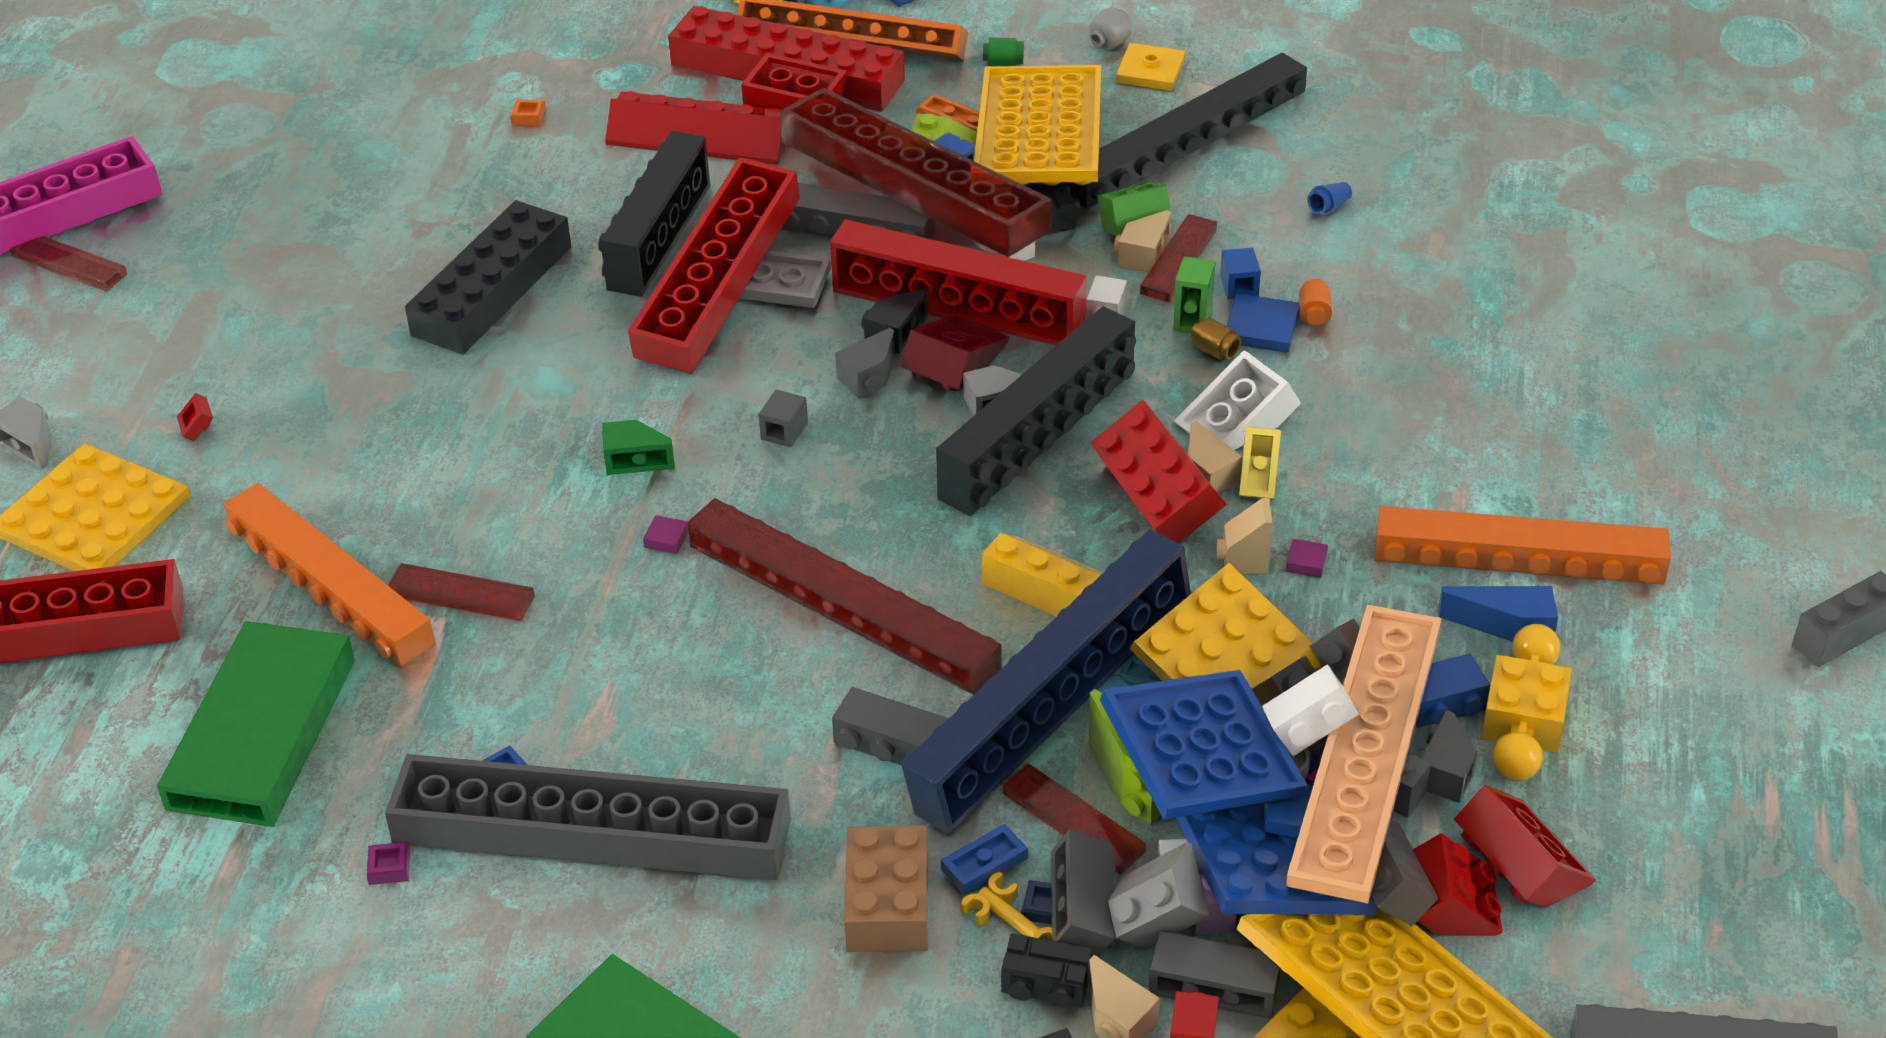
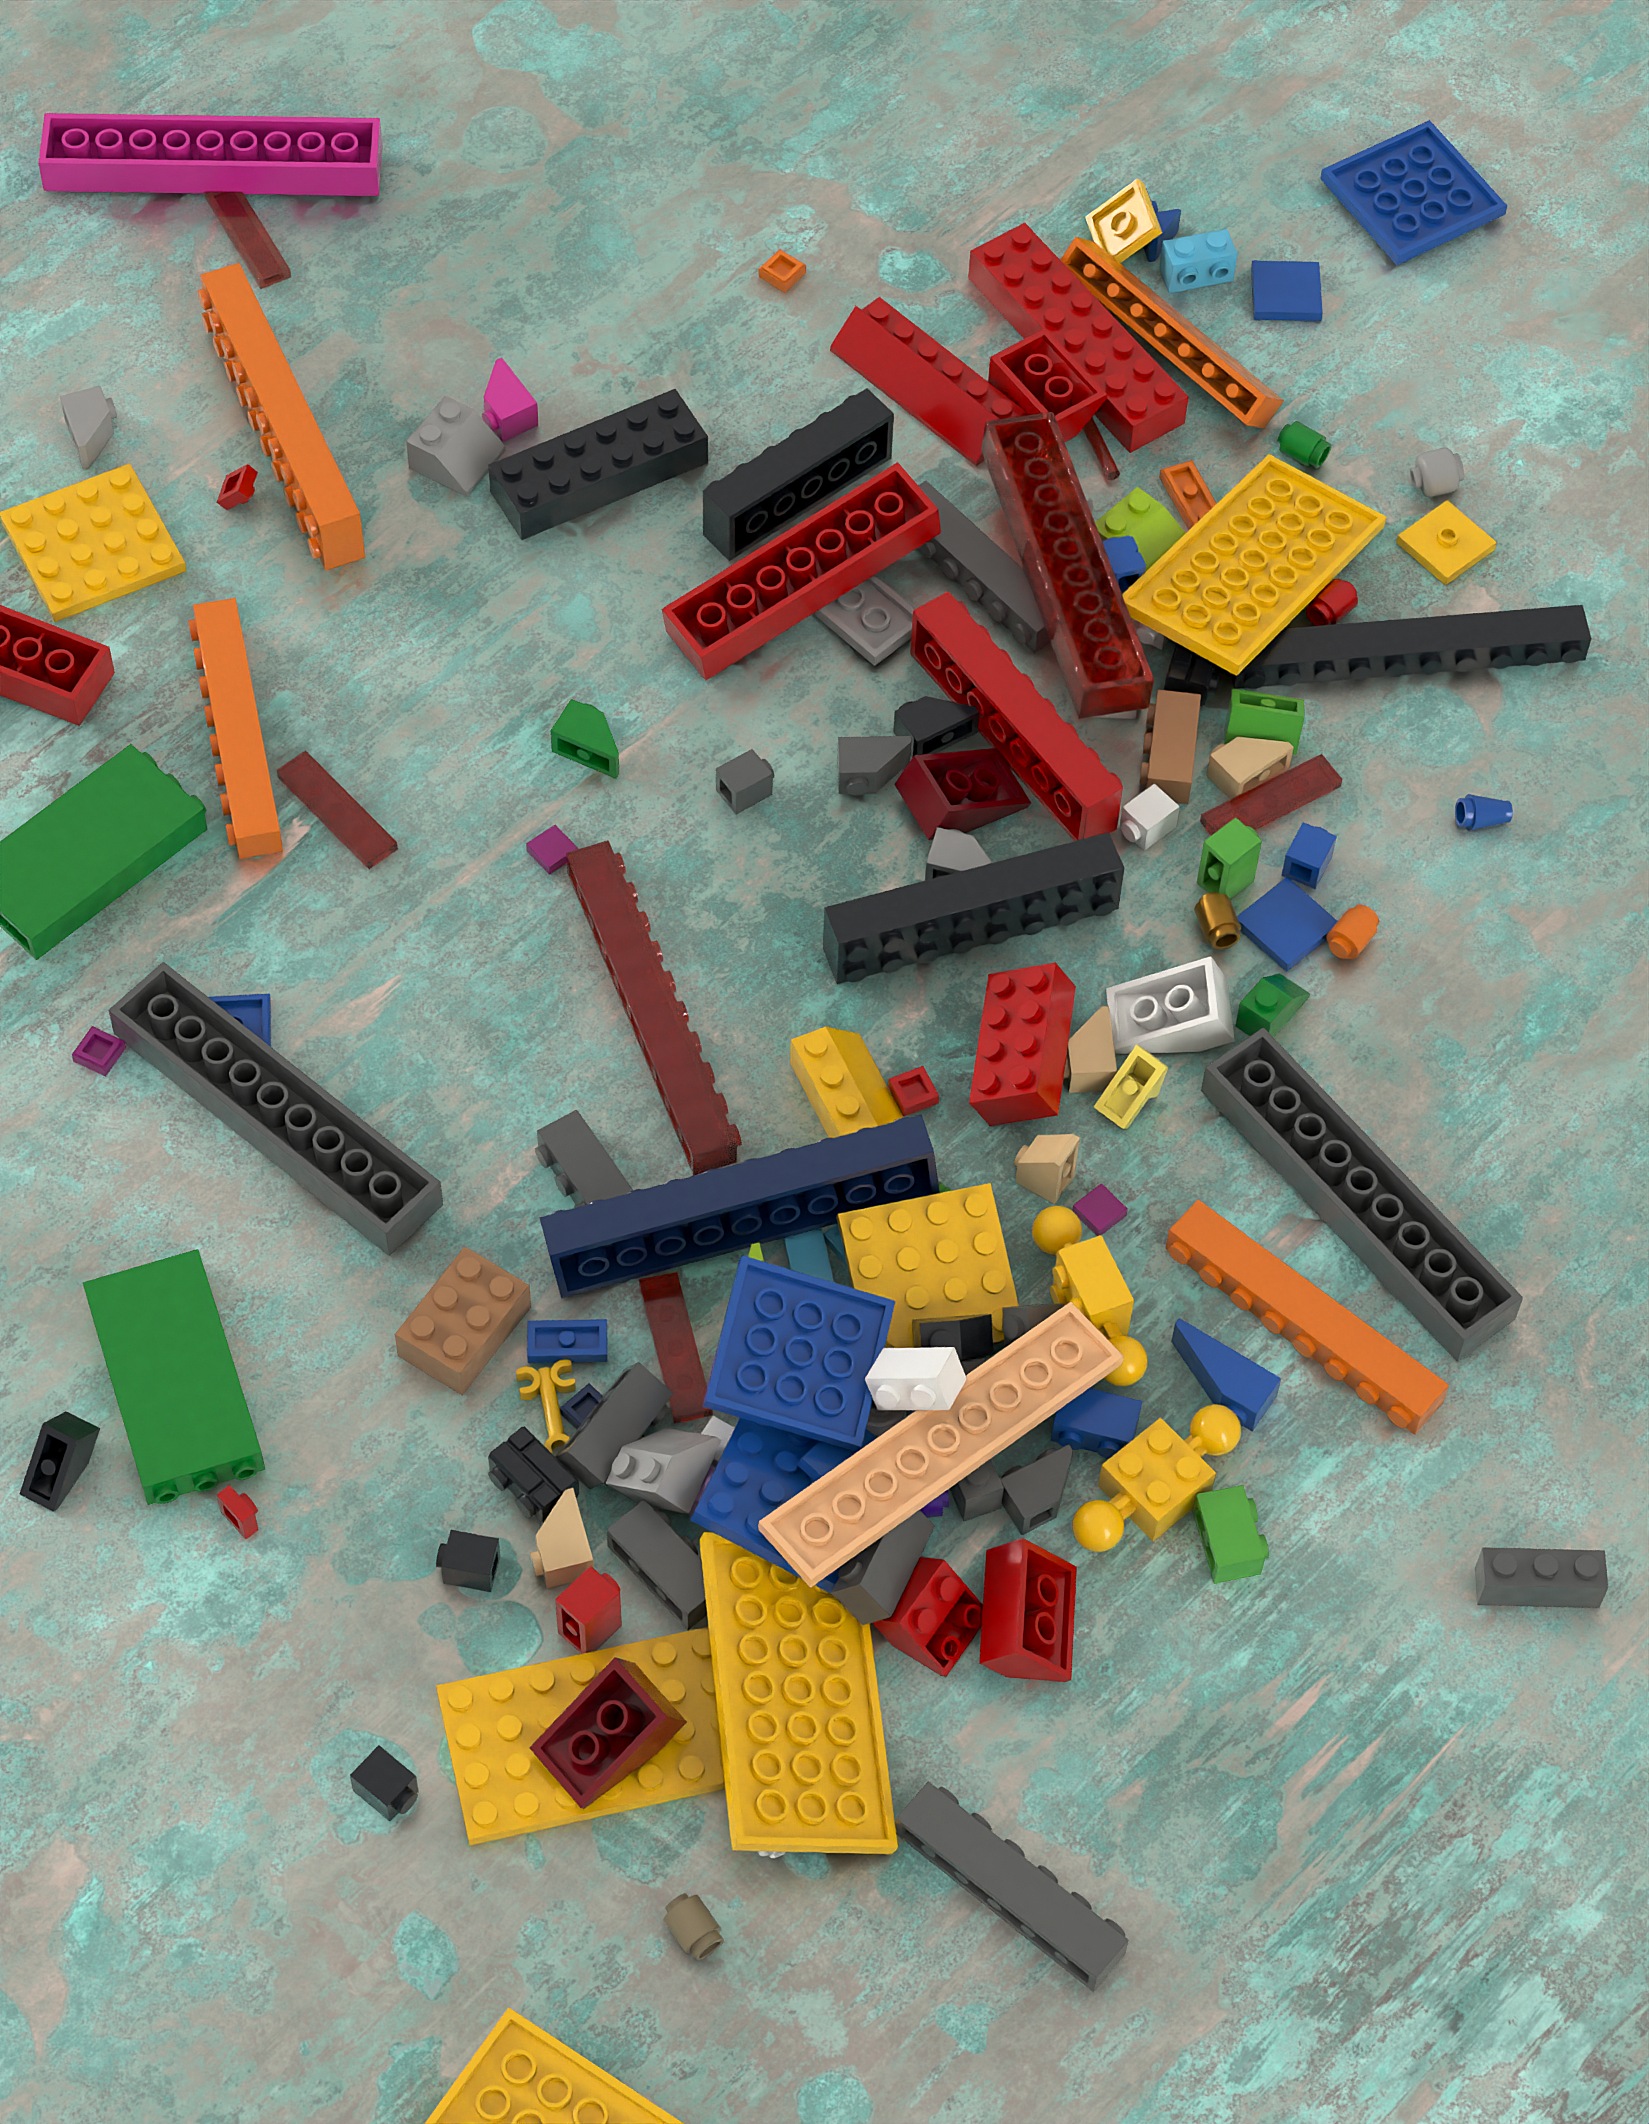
camera: 30 degrees right, 15 degrees up
(202, 351) = (282, 417): none -> orange brick
(360, 315) = (453, 447): none -> light grey slope
(383, 271) = (508, 403): none -> dark pink slope
(1080, 249) = (1171, 743): none -> medium nougat brick
(1097, 550) = (913, 1091): none -> red plate
(1112, 125) = (1332, 603): none -> red brick
(1305, 374) = (1270, 1005): none -> green slope
(1349, 589) = (1094, 1285): none -> yellow brick
(1484, 448) = (1361, 1194): none -> dark grey brick
(1612, 712) = (1230, 1533): none -> bright green brick

